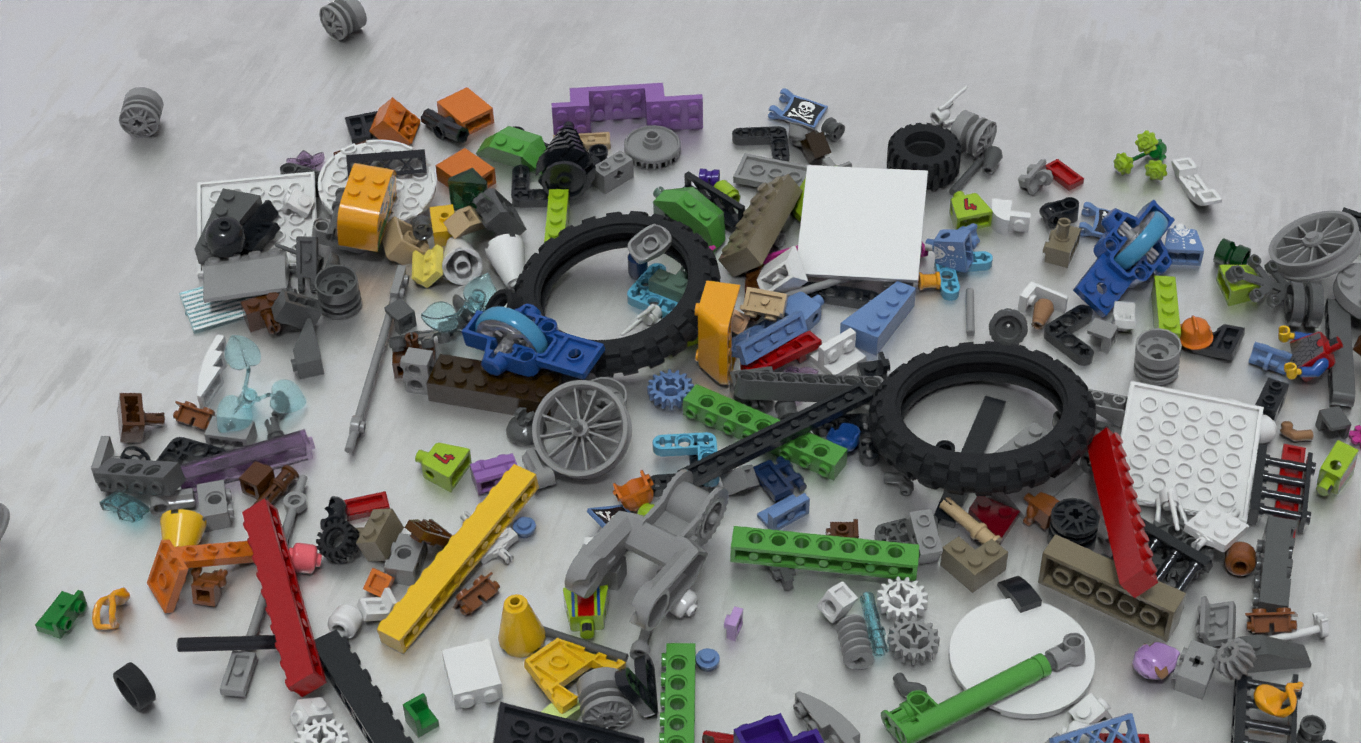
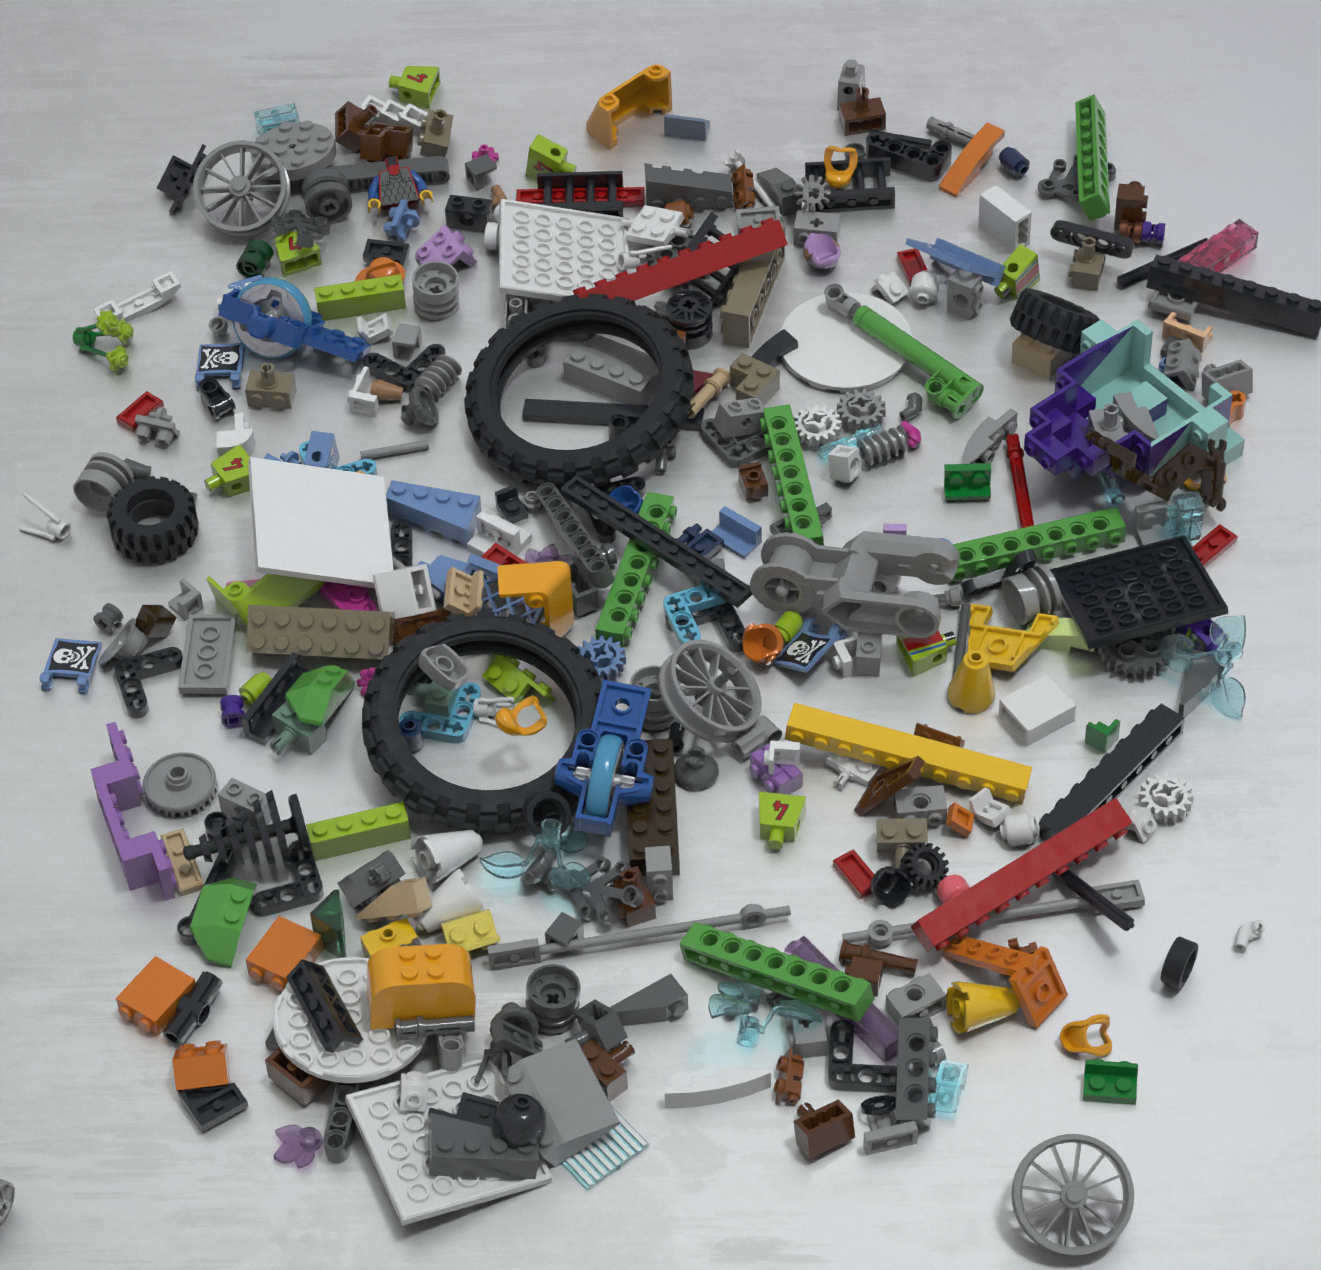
camera: 105 degrees left, 5 degrees up
(280, 415) = (777, 971): none -> bright green brick
(492, 461) = (782, 753): none -> white bracket
(560, 416) = (677, 736): none -> black pin
(589, 288) = (507, 719): none -> light orange piece
(780, 694) = (967, 481): none -> green bracket
(869, 677) = (913, 434): none -> dark pink arm
(1043, 341) = (439, 375): none -> light grey piece
(1221, 381) = (446, 247): none -> lavender bracket

